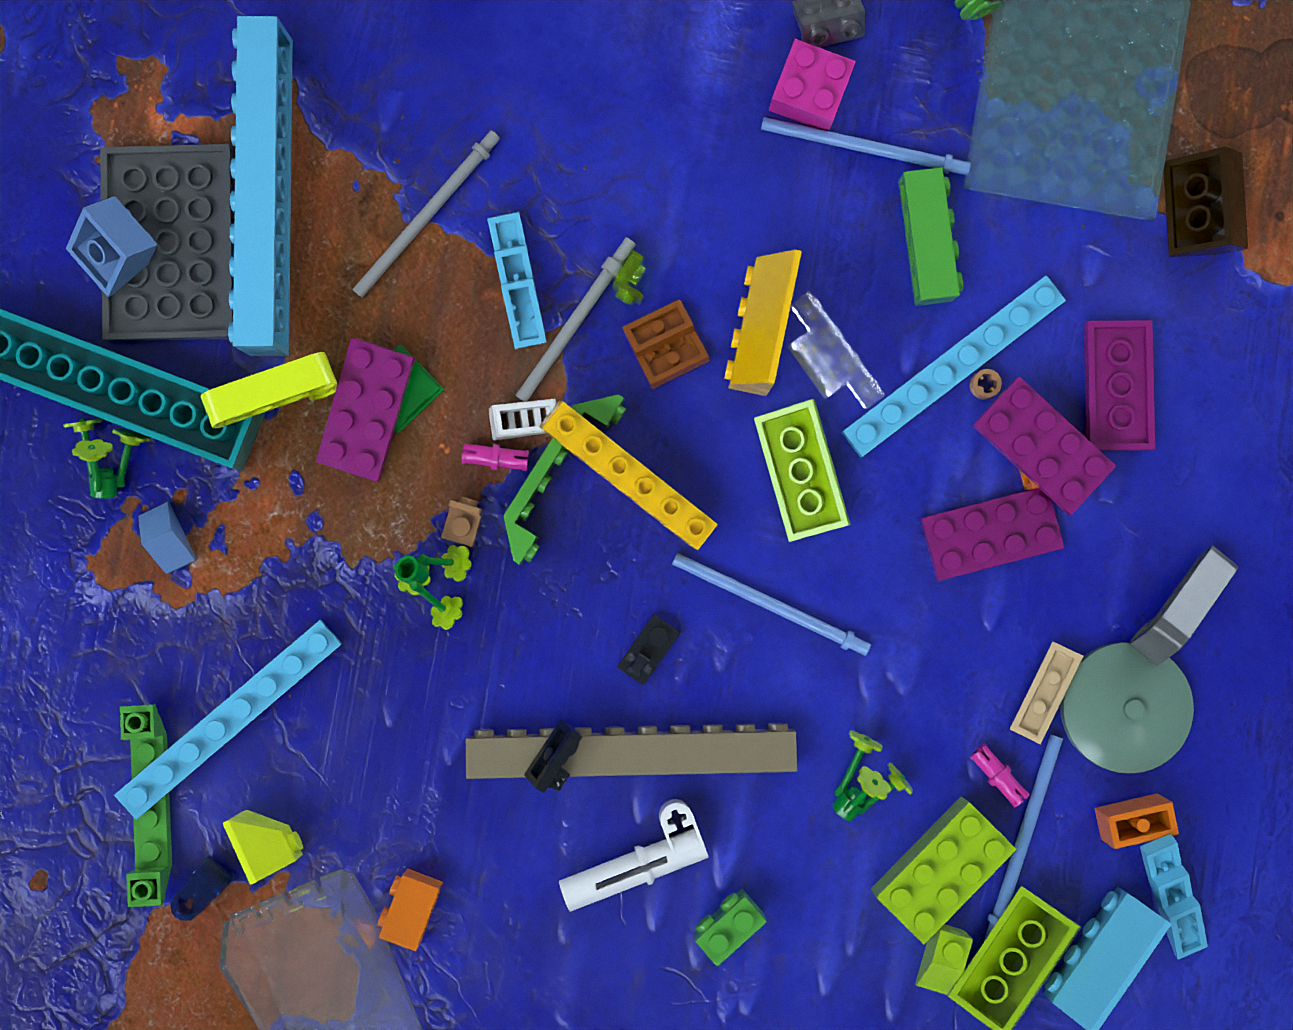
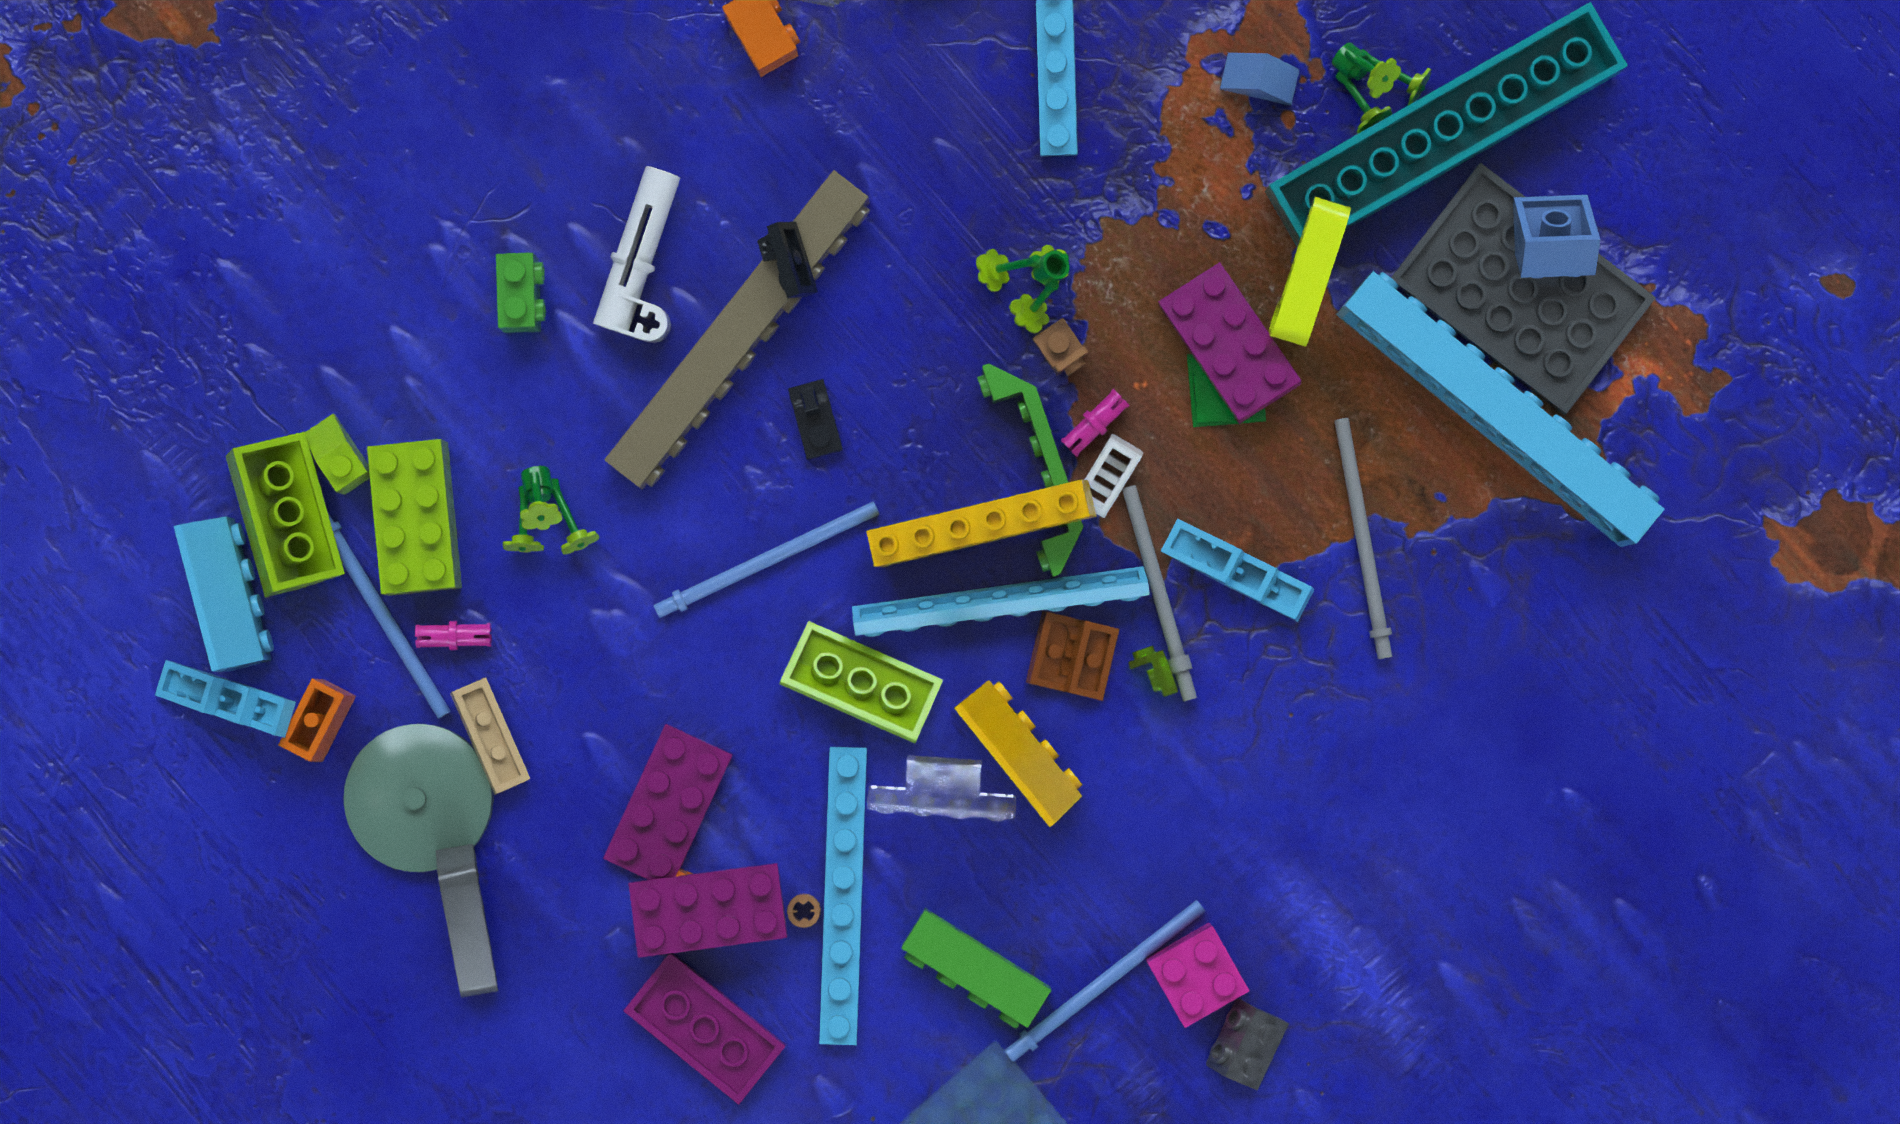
camera: 135 degrees right, 0 degrees up
(669, 421) = (1010, 599): none -> medium azure plate

